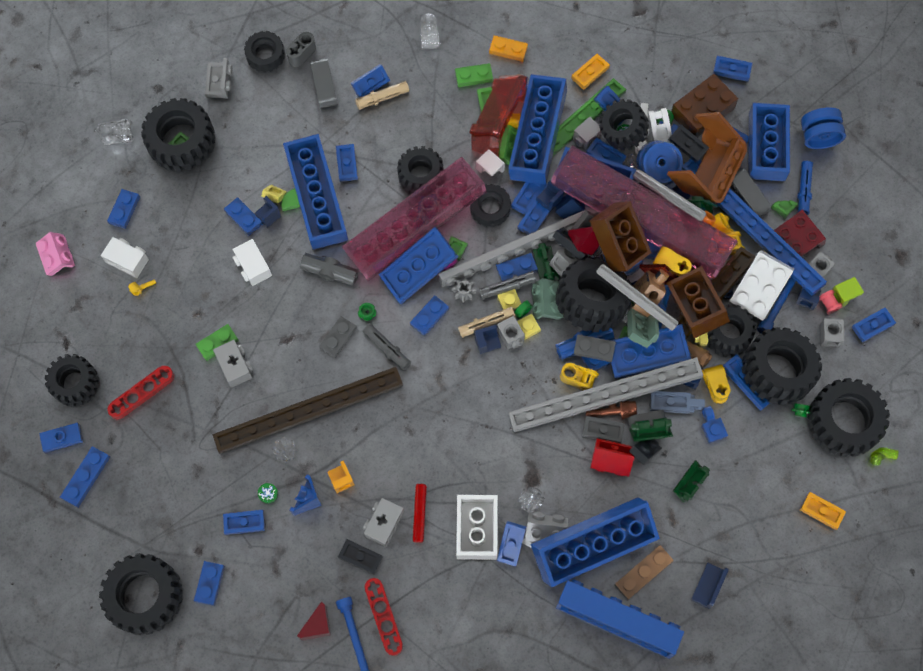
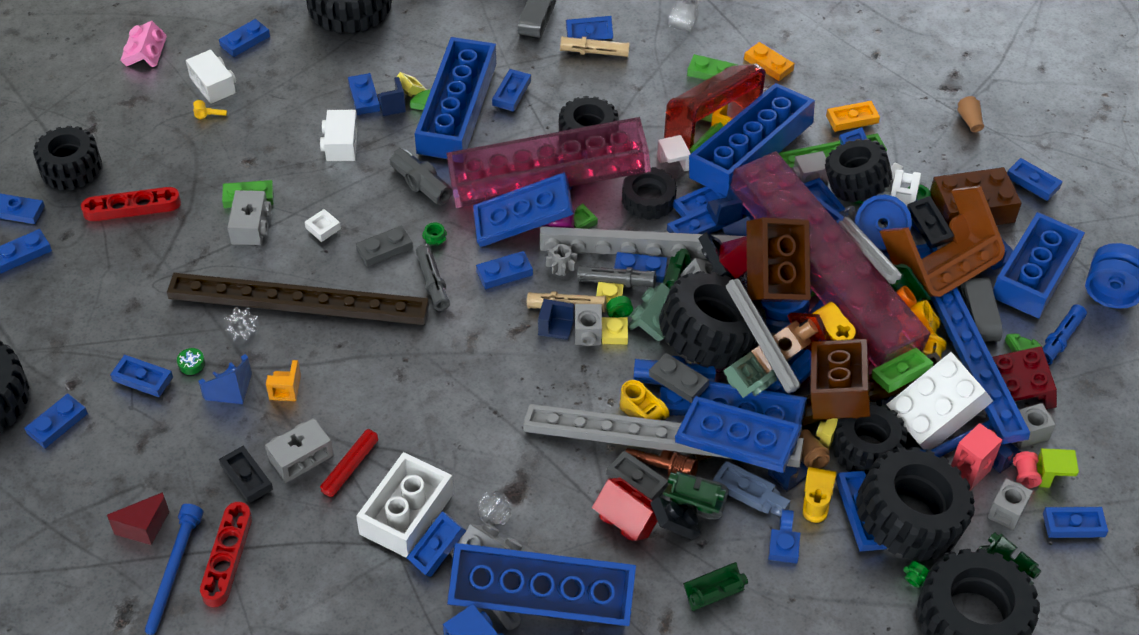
camera: 25 degrees right, 20 degrees down
(287, 343) = (322, 225): none -> white plate
(656, 374) = (738, 434): none -> blue tile
(667, 31) = (970, 111): none -> medium nougat cone
(730, 273) = (902, 370): none -> bright green plate
(799, 312) = (976, 454): none -> coral brick
(841, 369) = (1005, 547): none -> dark green hinge

